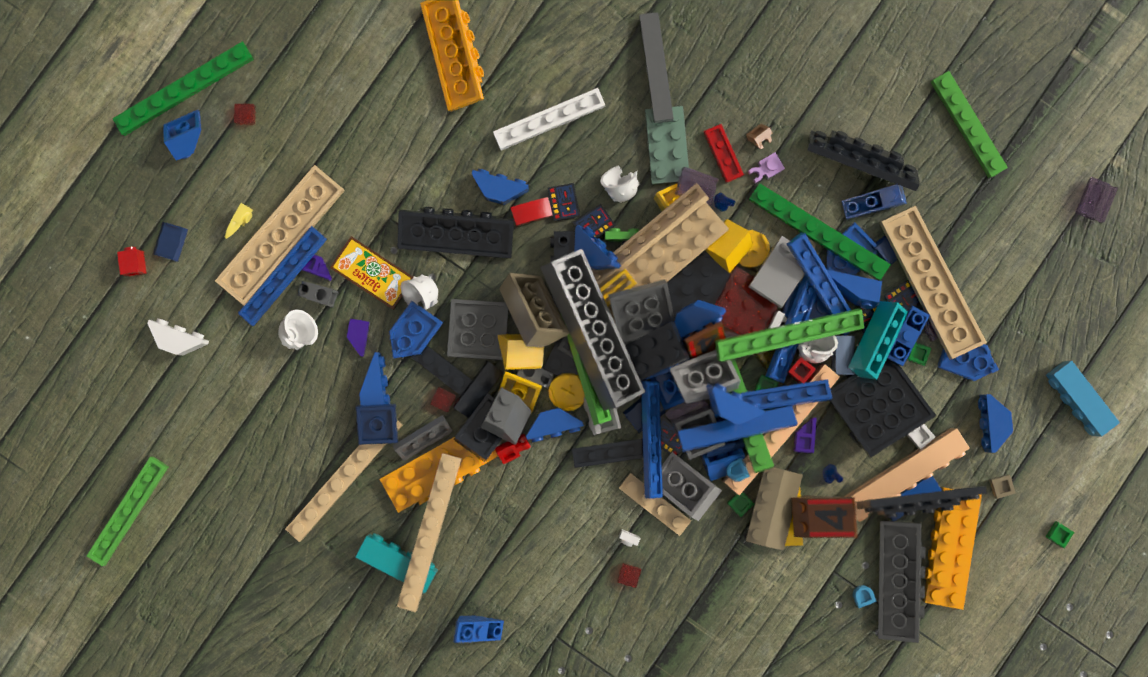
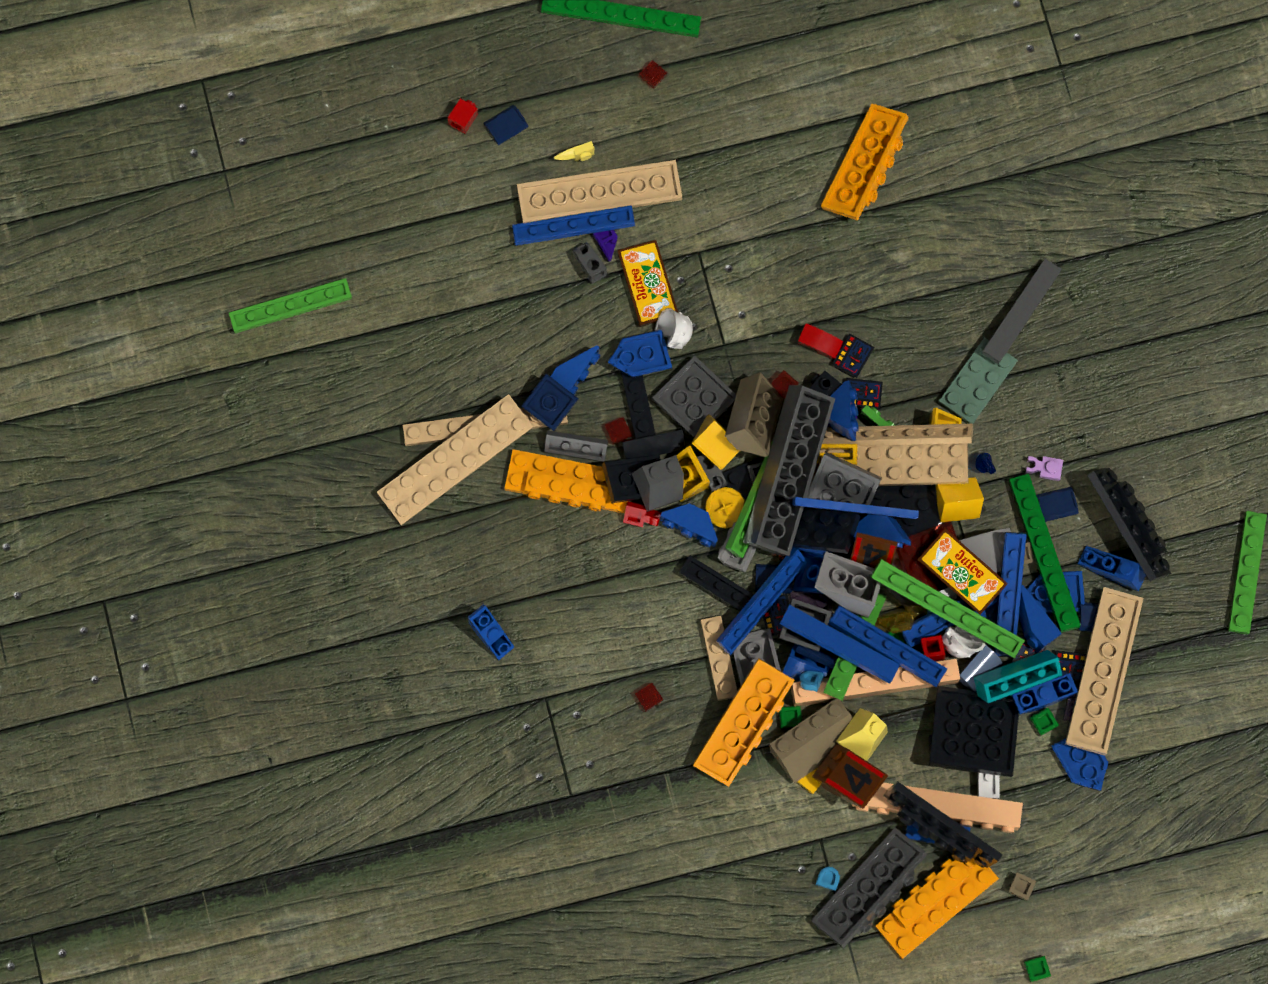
camera: 35 degrees right, 10 degrees down
(175, 339) = (446, 204): white slope -> none
(182, 135) = (591, 50): blue slope -> none
(297, 330) = (550, 276): white helmet -> none
(344, 523) = (455, 459): none -> tan plate
(358, 335) = (594, 322): dark purple tile -> none
(390, 558) = (470, 525): teal brick -> none
(429, 532) = (519, 520): tan plate -> none
(455, 232) = (743, 306): black plate -> none
(498, 187) = (810, 301): blue slope -> none
(532, 264) = (782, 383): none -> clear red plate
(549, 119) = (898, 280): white plate -> none
(619, 187) = (907, 381): white helmet -> none
(629, 538) = (674, 665): white plate -> none
(664, 318) = (852, 507): none -> blue tile
(690, 177) = (982, 436): plate -> none
(715, 541) = (744, 722): none -> light orange plate
(723, 153) = (1019, 426): red tile -> none
(731, 405) = (850, 617): blue slope -> none
(758, 251) = (978, 526): yellow tile -> none
(759, 134) = (1061, 434): medium nougat tile -> none
(760, 372) = (897, 622): none -> clear yellow tile
(779, 298) = (962, 571): none -> tile
(796, 186) = (1058, 503): none -> dark blue piece
(804, 476) = (863, 734): none -> light yellow slope
(805, 437) = (891, 709): dark purple tile -> none
(830, 474) = (886, 756): clear blue plate -> none
(995, 423) = (1059, 828): blue slope -> none
(1082, 399) = (1150, 871): dark azure brick -> none

